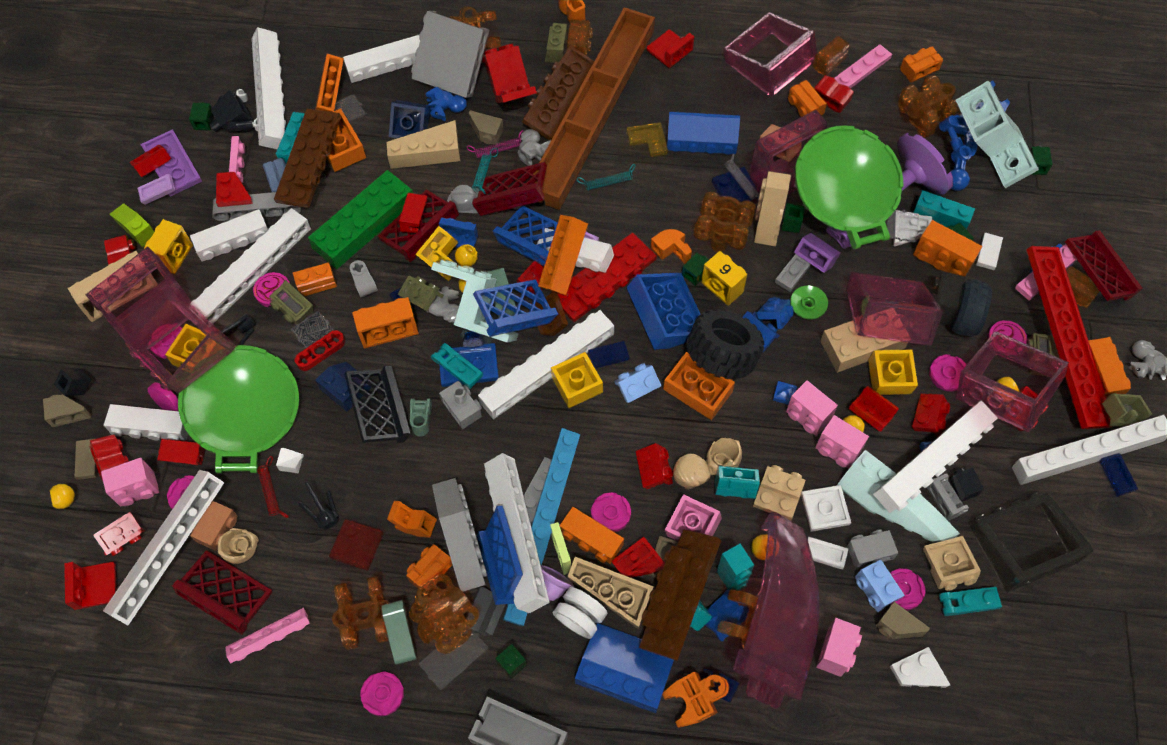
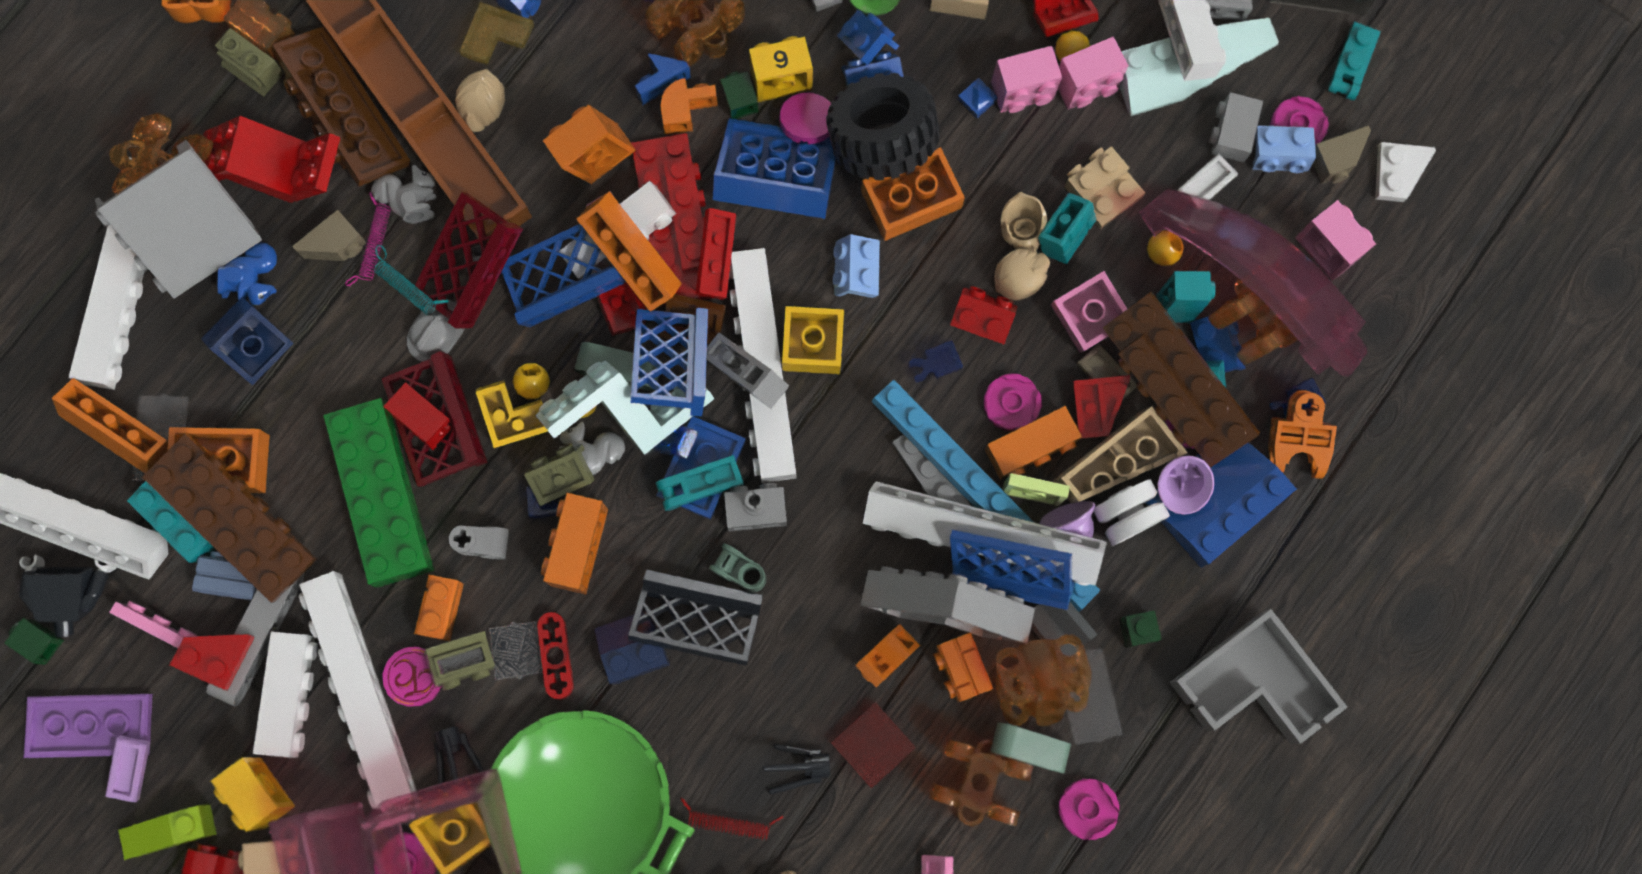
camera: 65 degrees left, 15 degrees up
(150, 160) = (67, 755): red slope -> none
(289, 461) = (702, 776): white slope -> none
(425, 147) = (312, 340): tan wedge -> none
(461, 231) = (494, 366): blue bracket -> none
(533, 351) = (746, 370): none -> light grey slope
(593, 302) = (715, 253): none -> red plate
(599, 186) = (508, 158): teal piece -> none
(606, 150) = (480, 99): none -> tan hair
(608, 354) = (793, 279): clear blue plate -> none
(609, 457) = (940, 360): none -> clear blue plate
(611, 206) = (588, 144): none -> orange brick
(615, 633) = (1186, 484): none -> lavender hat
(683, 225) = (666, 72): none -> blue slope
(705, 302) = (805, 118): none -> dark pink tile
(825, 508) = (1155, 146): white plate -> none
(952, 563) = (1303, 50): tan plate -> none

